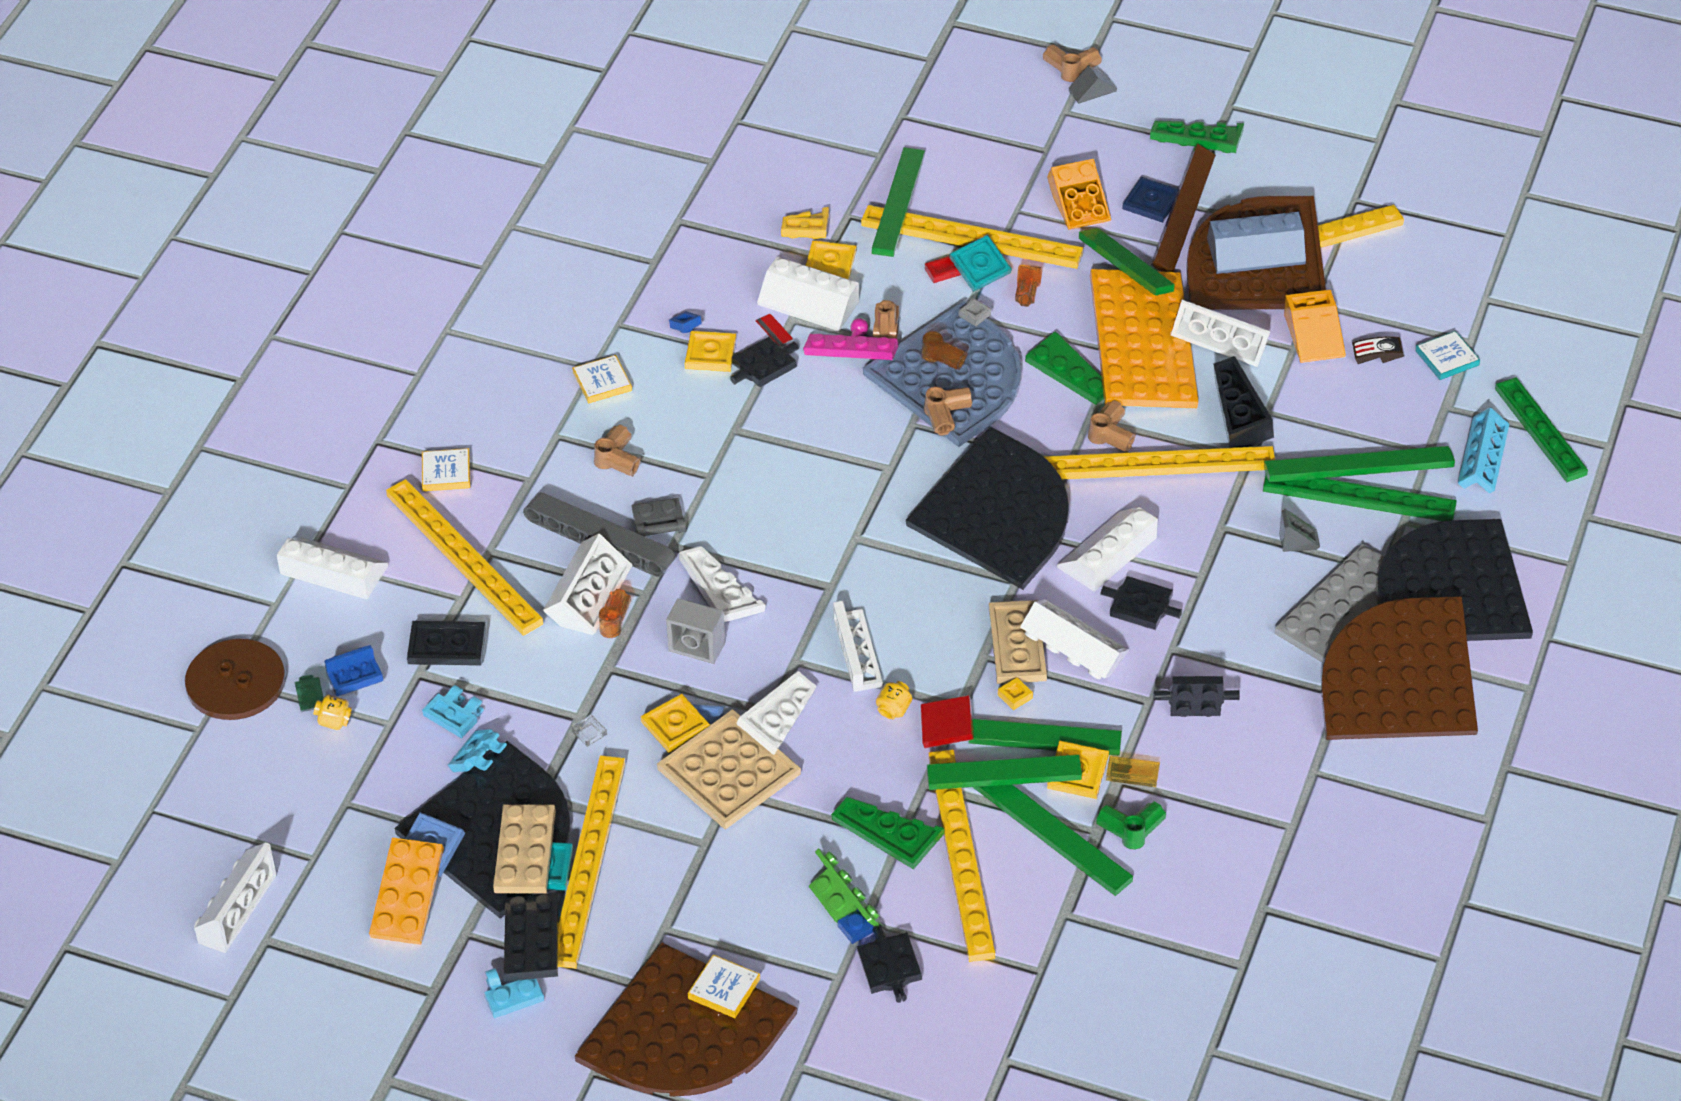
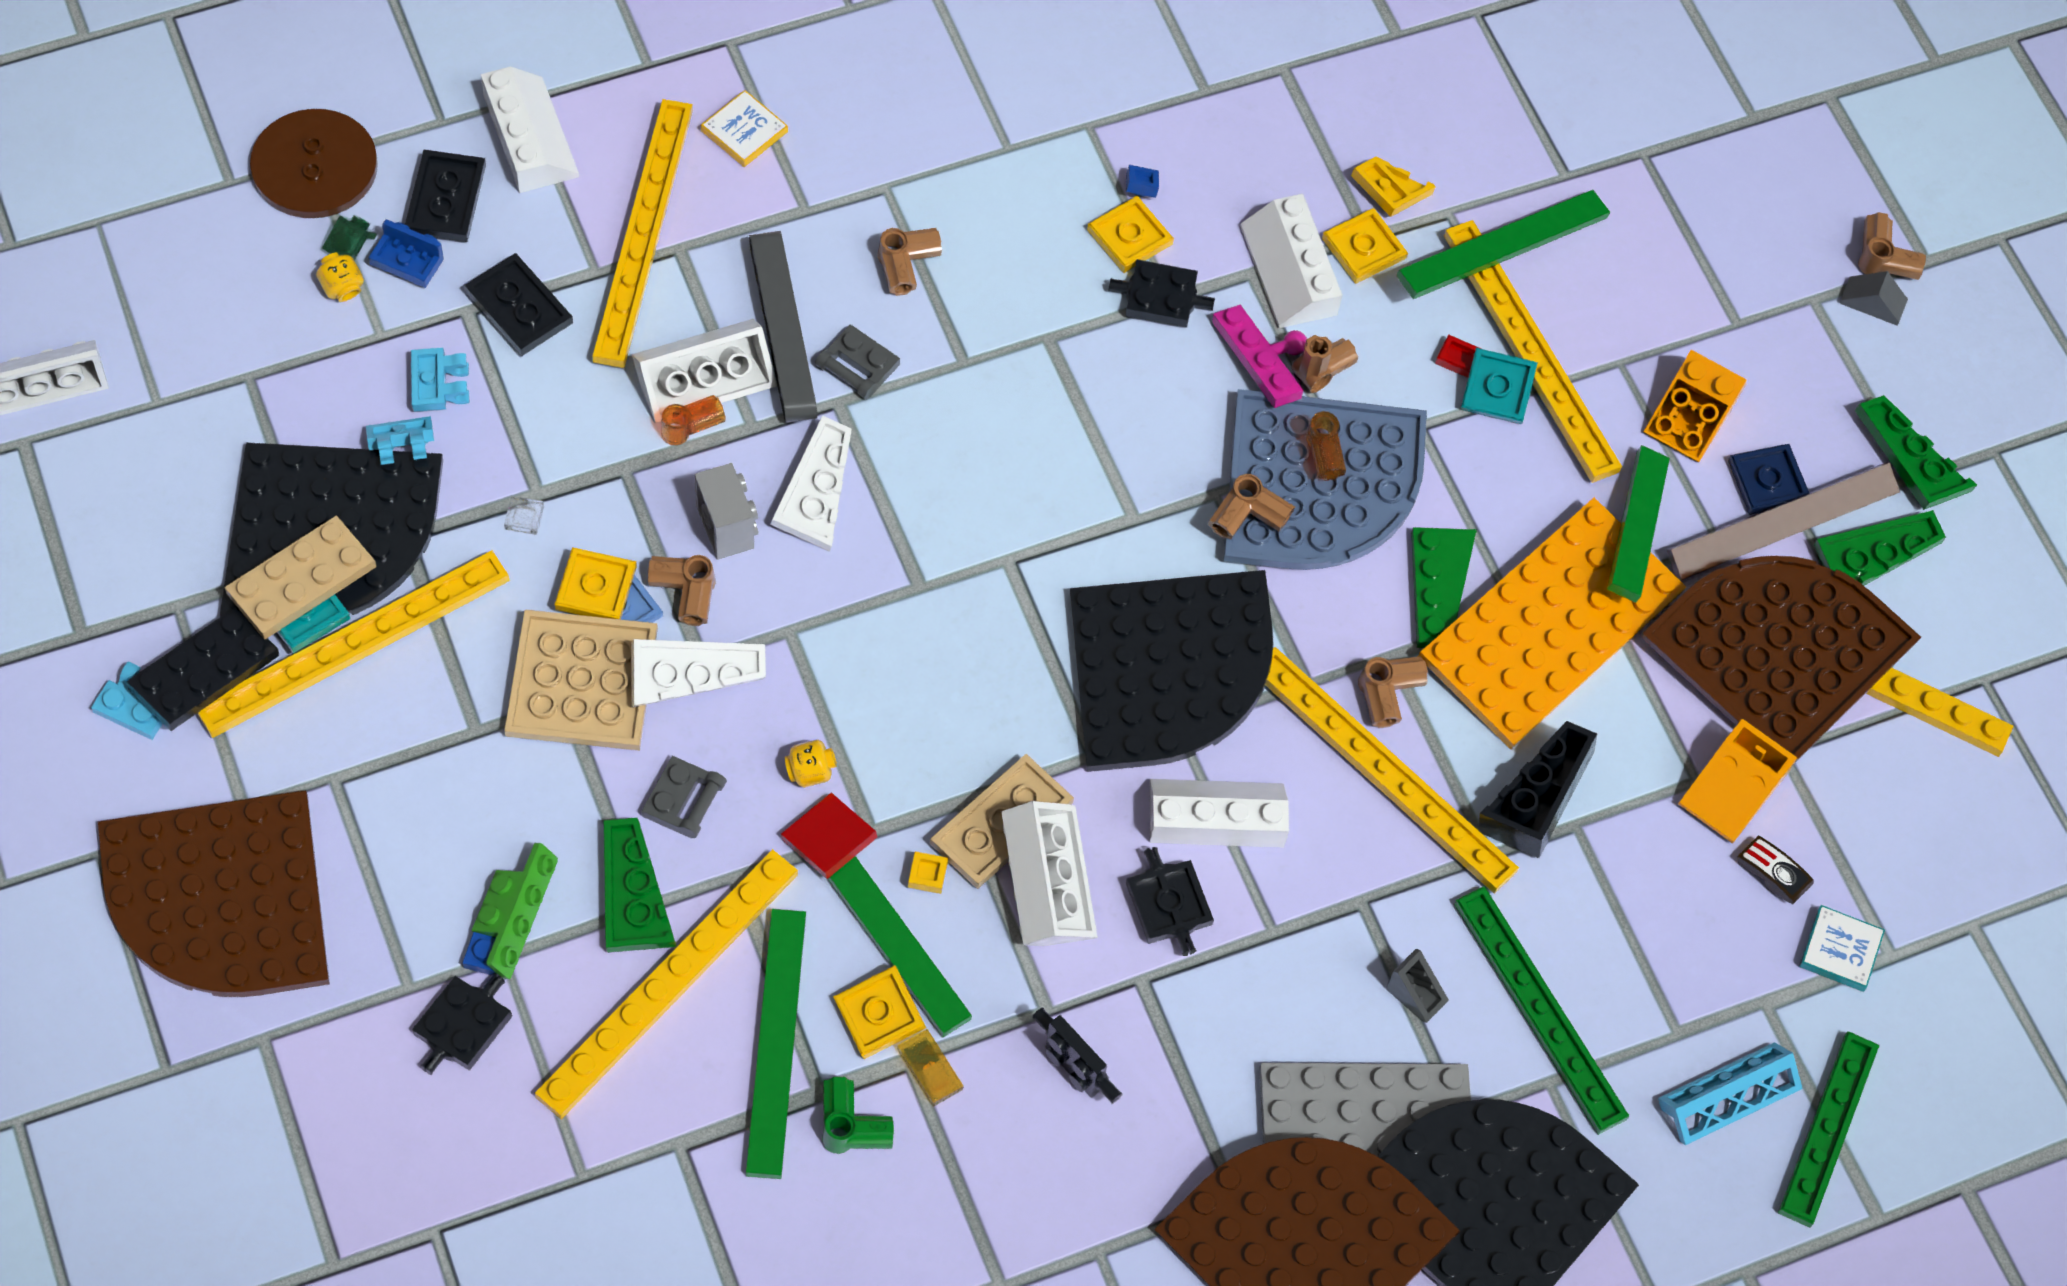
camera: 40 degrees right, 15 degrees up
(331, 628) = (446, 195): none -> black plate
(406, 891) = (169, 514): light orange plate -> none
(436, 831) = (242, 490): medium blue tile -> none
(602, 379) = (996, 168): white tile -> none
(722, 677) = (695, 592): none -> medium nougat piece
(724, 986) = (288, 891): white tile -> none
(774, 329) = (1220, 268): red sticker -> none
(845, 778) = (674, 792): none -> dark grey plate
(852, 651) = (844, 665): white fence -> none
(975, 312) = (1418, 434): light grey tile -> none
(1004, 772) = (801, 944): green tile -> none
(1027, 282) = (1523, 448): clear orange piece -> none
(1220, 333) = (1626, 693): white slope -> none
(1239, 181) = (1880, 547): none -> green wing
(1257, 242) = (1786, 633): slope -> none
(1359, 464) = (1582, 976): green tile -> none

